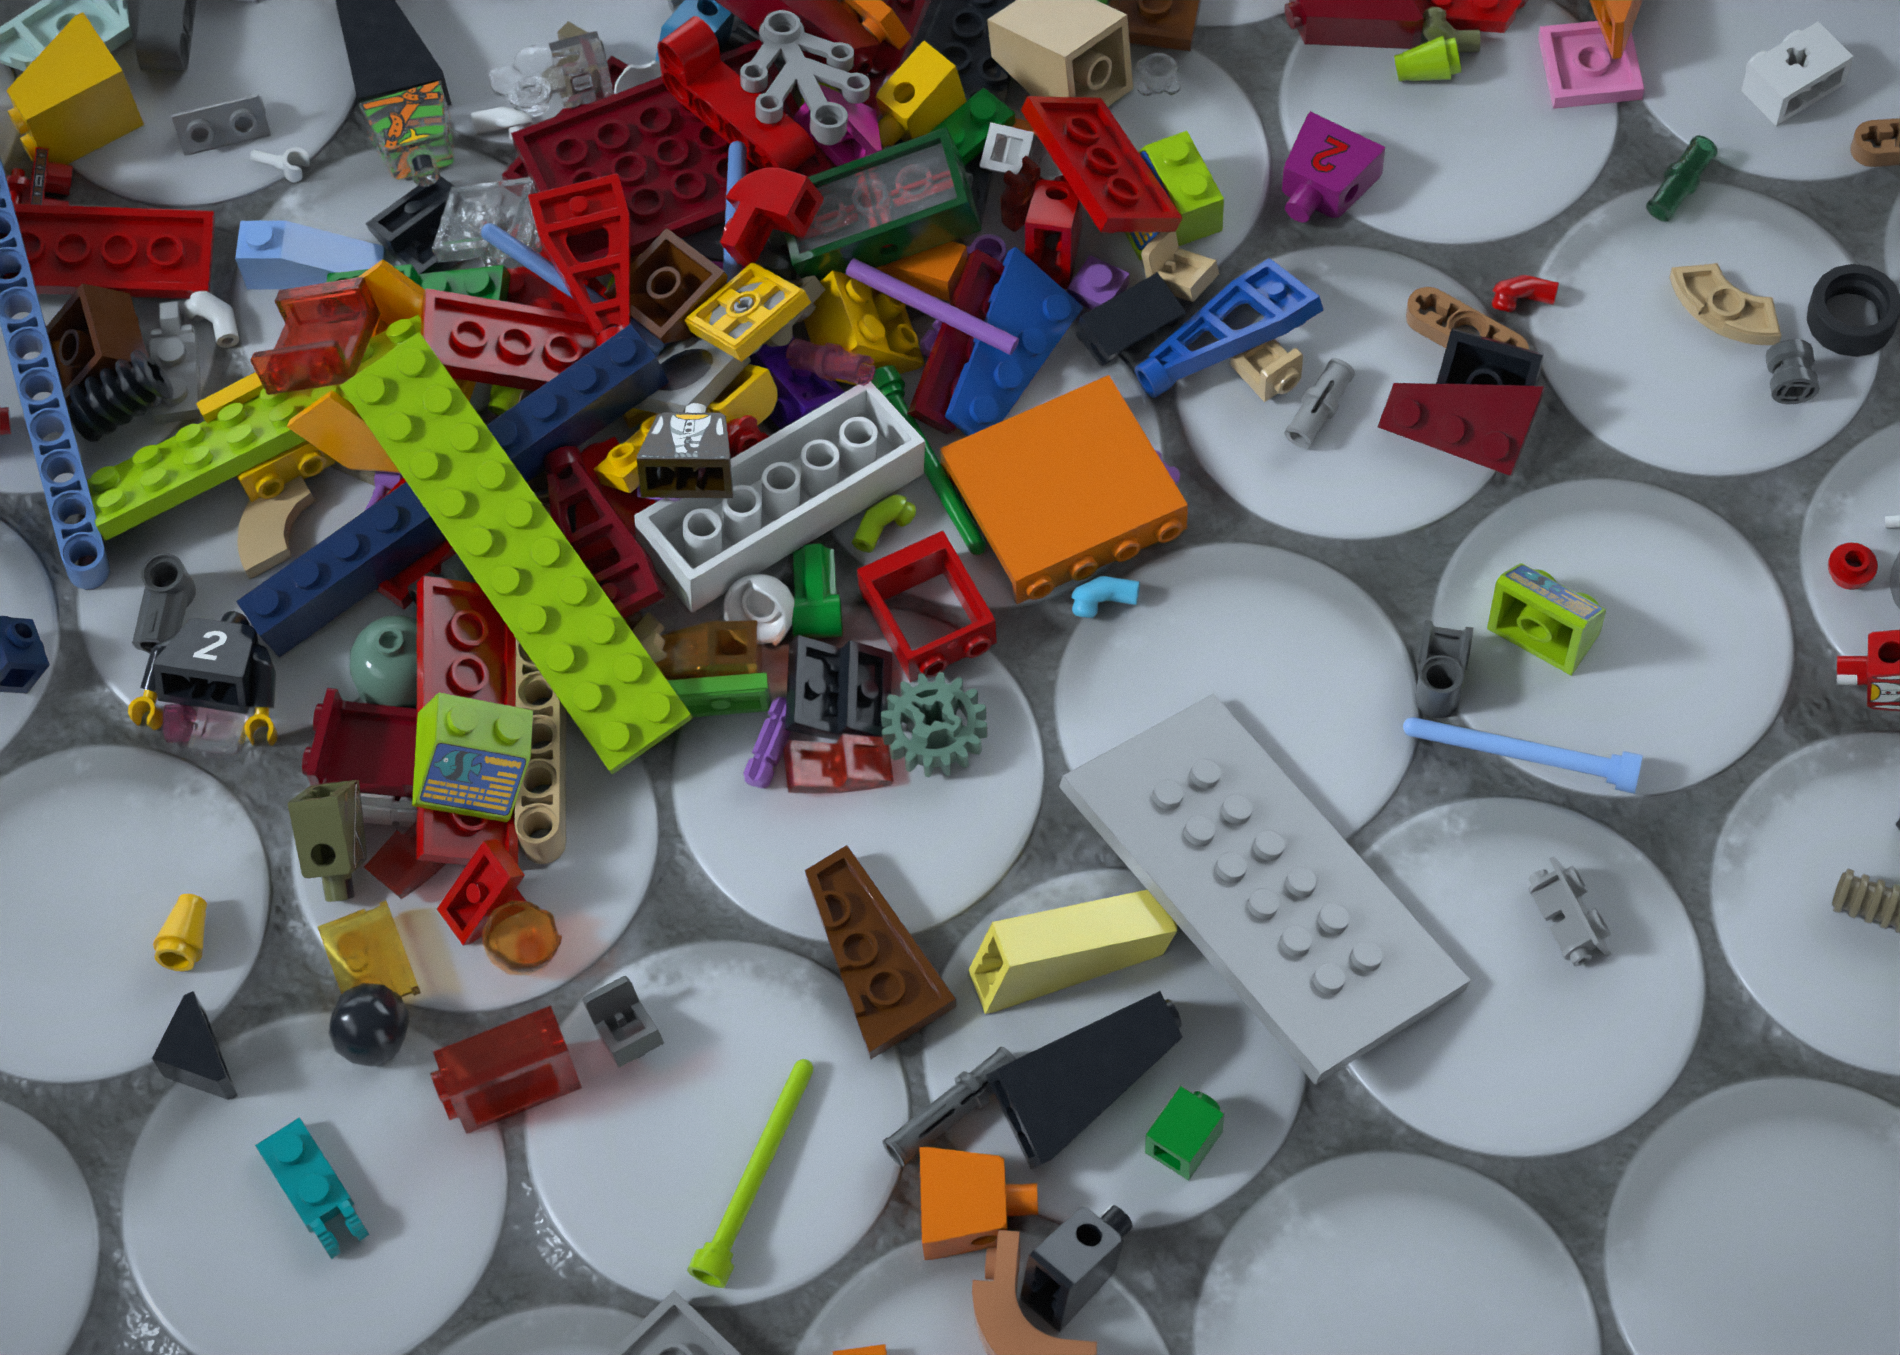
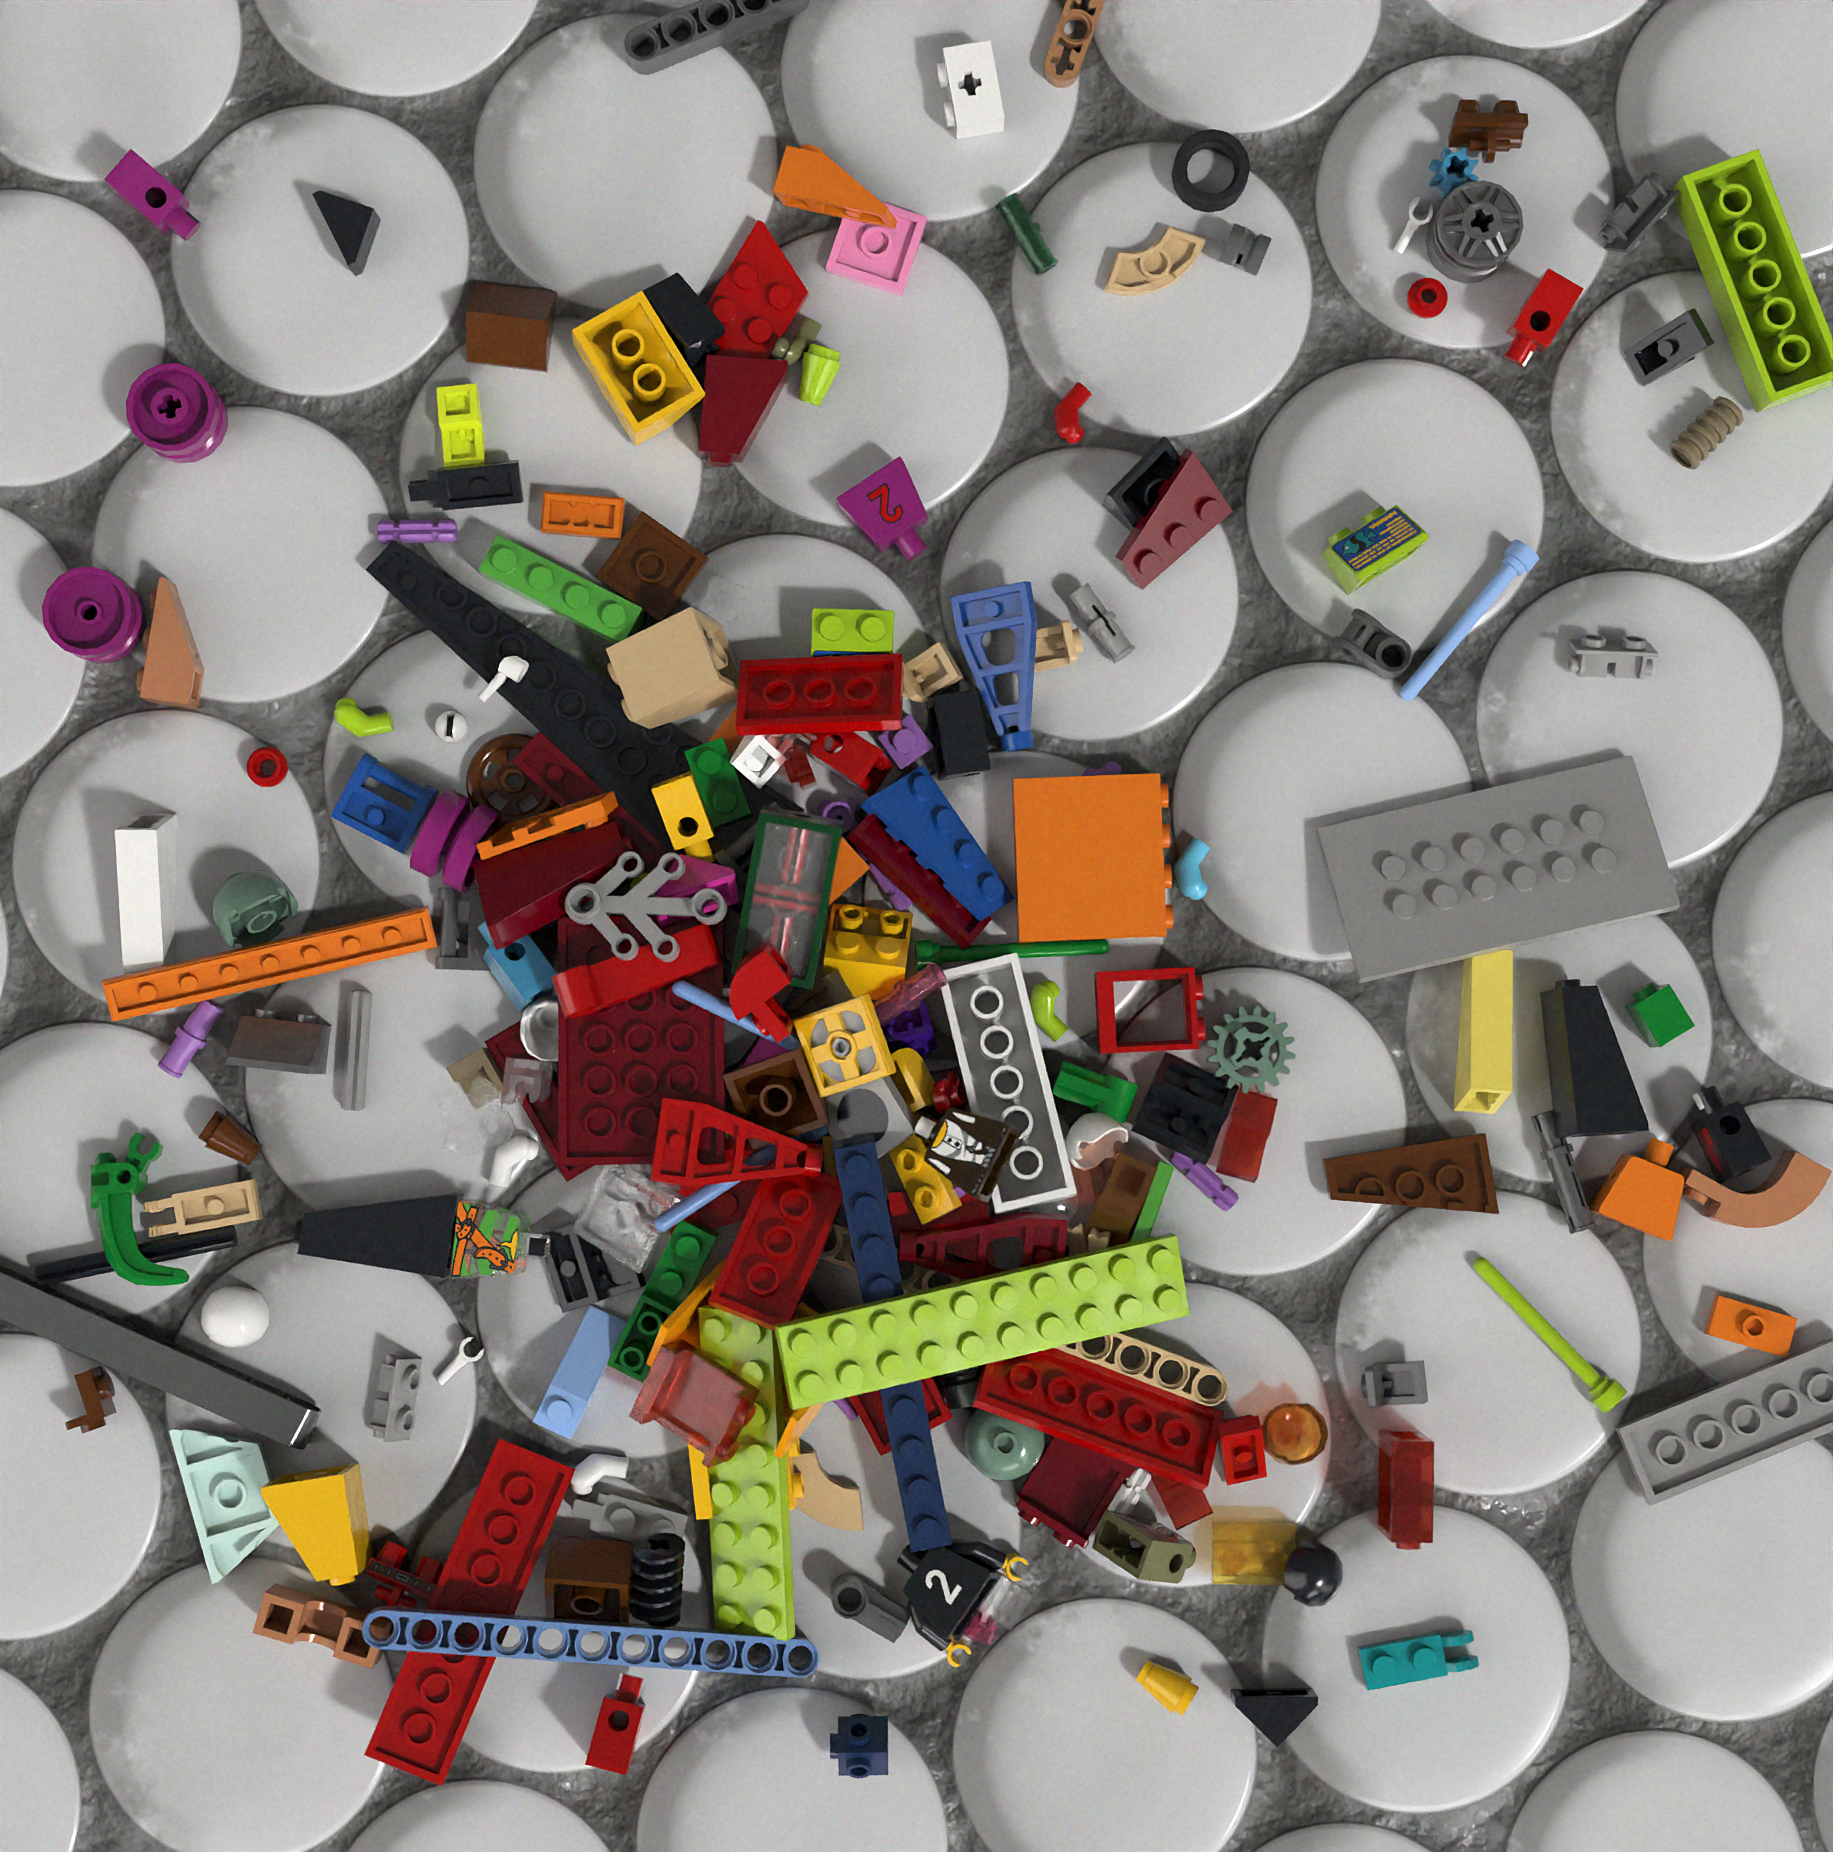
camera: 75 degrees left, 25 degrees up
(471, 756) = (1144, 1420): slope -> none
(932, 306) = (893, 892): medium lavender bar -> none
(1460, 314) = (1056, 482): medium nougat beam -> none

